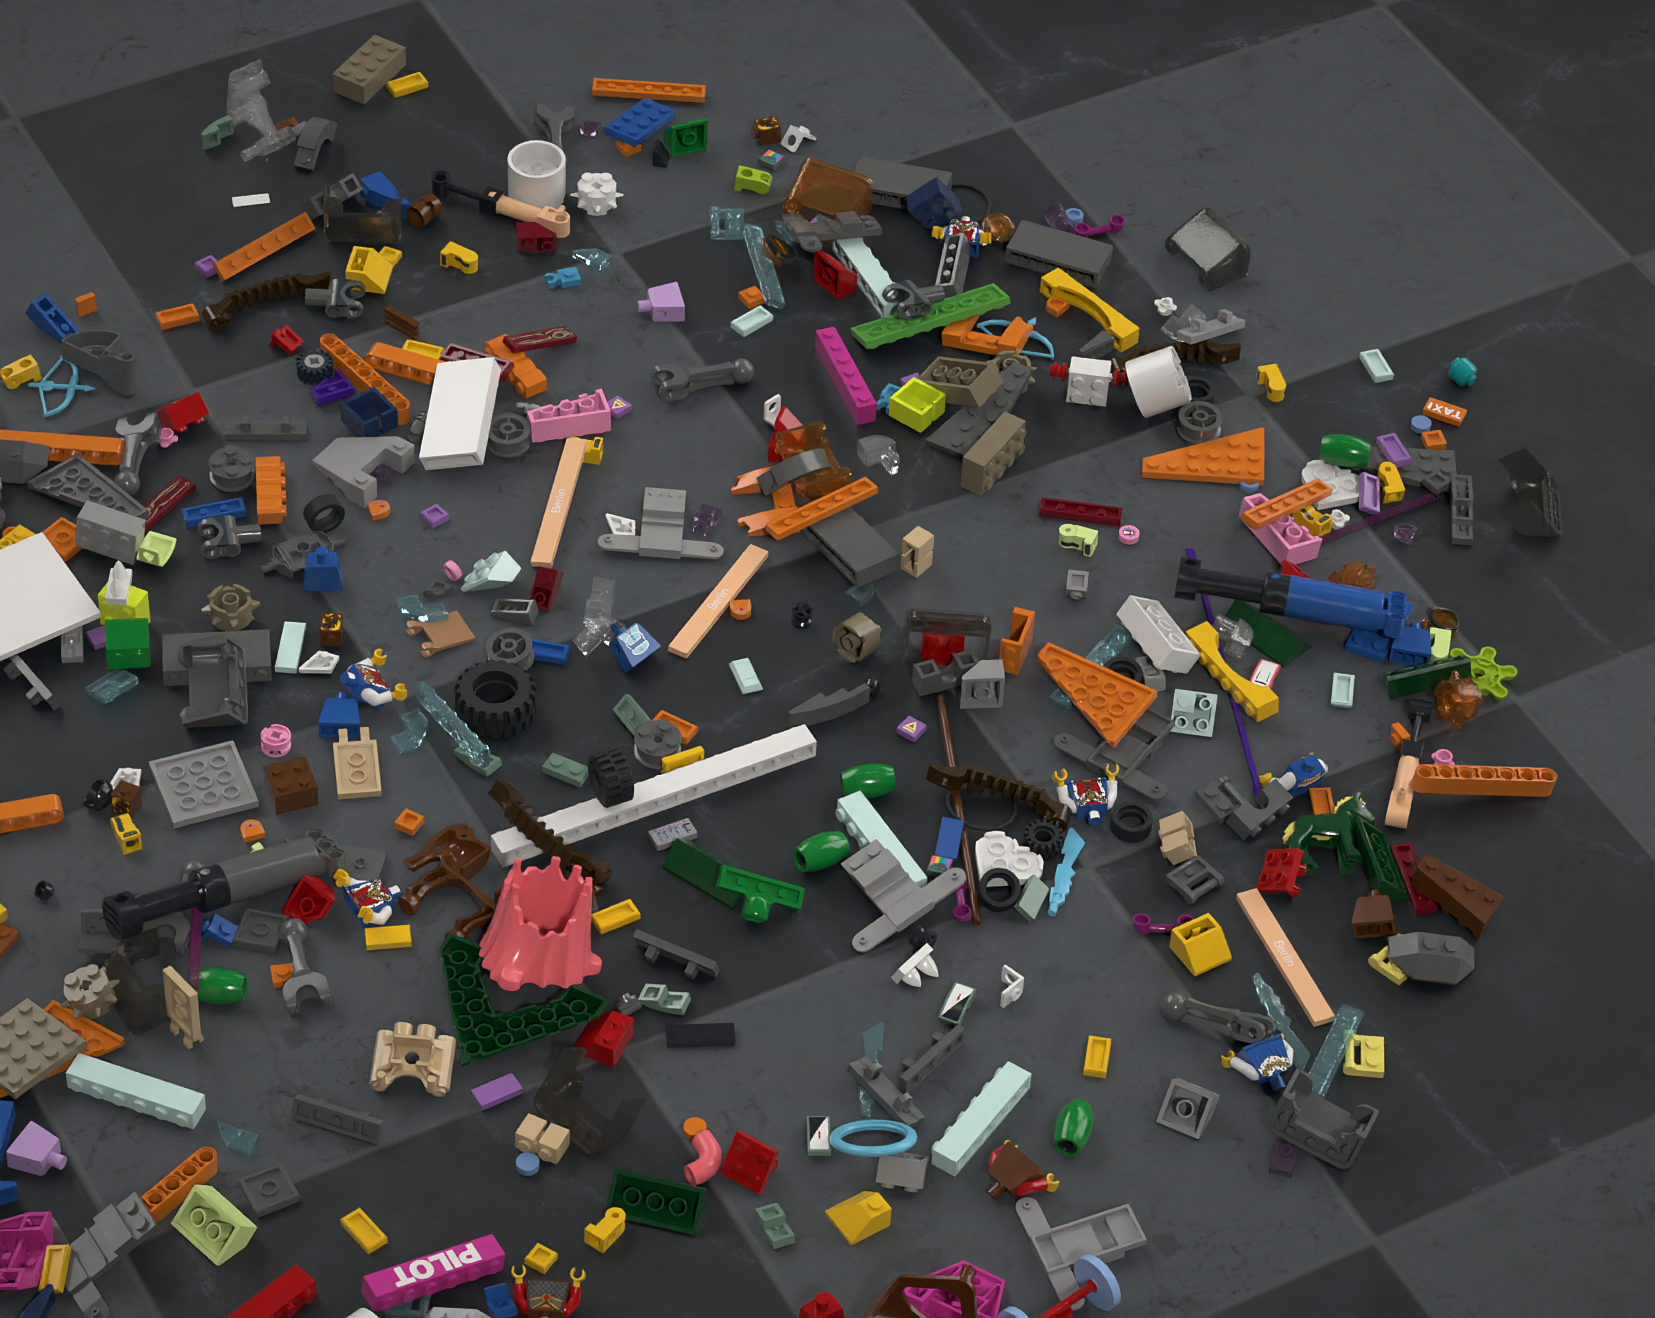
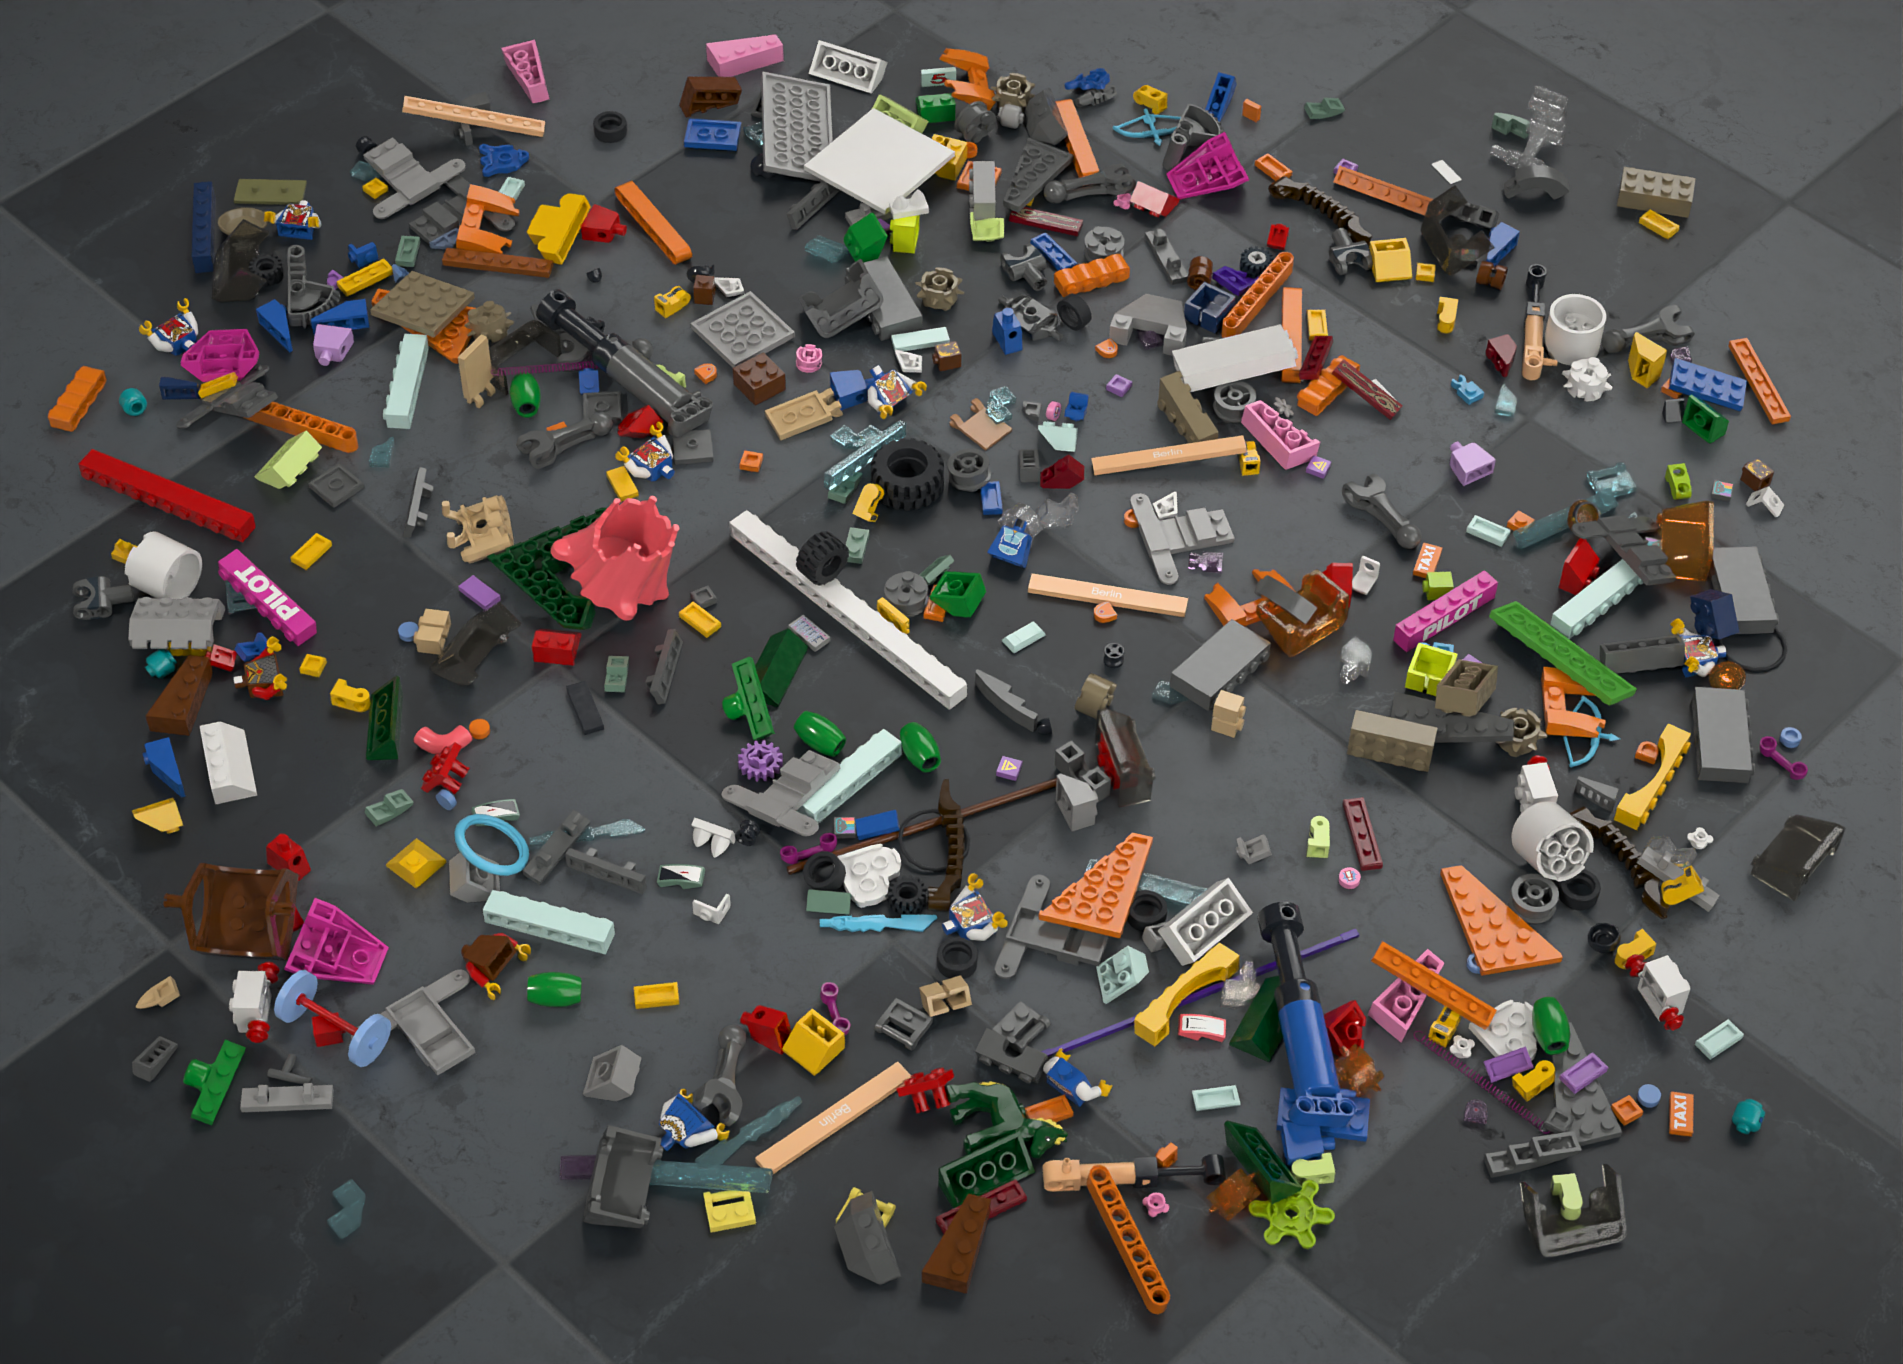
camera: 75 degrees right, 5 degrees up
(109, 254) = (1327, 108): none -> sand green slope
(165, 359) = (1208, 169): none -> dark pink wedge
(288, 122) = (1551, 163): dark orange slope -> none
(312, 409) = (1199, 272): none -> reddish brown wheel
(401, 322) = (1342, 299): reddish brown tile -> none
(457, 553) = (1077, 406): none -> blue bracket
(460, 859) = (716, 502): reddish brown animal -> none
(509, 473) = (1183, 410): none -> dark tan wedge
(521, 738) = (868, 502): none -> yellow leg
(527, 823) = (738, 588): dark brown piece -> none
(596, 147) = (1646, 360): none -> yellow slope
(623, 558) = (1130, 519): none -> orange tile
(628, 1004) = (600, 650): dark grey plate -> none
(677, 701) = (959, 593): none -> green slope
(773, 371) = (1427, 560): none -> orange tile
(788, 1171) = (446, 799): none -> medium blue tile
(811, 371) = (1437, 584): none -> lime brick
(821, 508) = (1241, 628): orange plate -> none
(822, 908) = (760, 760): none -> medium lavender gear
(915, 300) = (1568, 628): dark grey connector -> none
(1015, 650) = (1144, 819): orange panel -> none
(1058, 218) = (1771, 724): clear purple plate -> none
(1174, 972) = (767, 1027): none -> red torso
(1229, 324) = (1682, 887): none -> yellow leg
(1255, 394) = (1604, 937): none -> black hair
(1326, 375) = (1661, 988): none -> white brick
(1373, 916) = (907, 1178): reddish brown torso -> none
(1443, 619) = (1352, 1166): clear orange piece -> none
(1508, 498) = (1569, 1193): none -> yellowish green leg

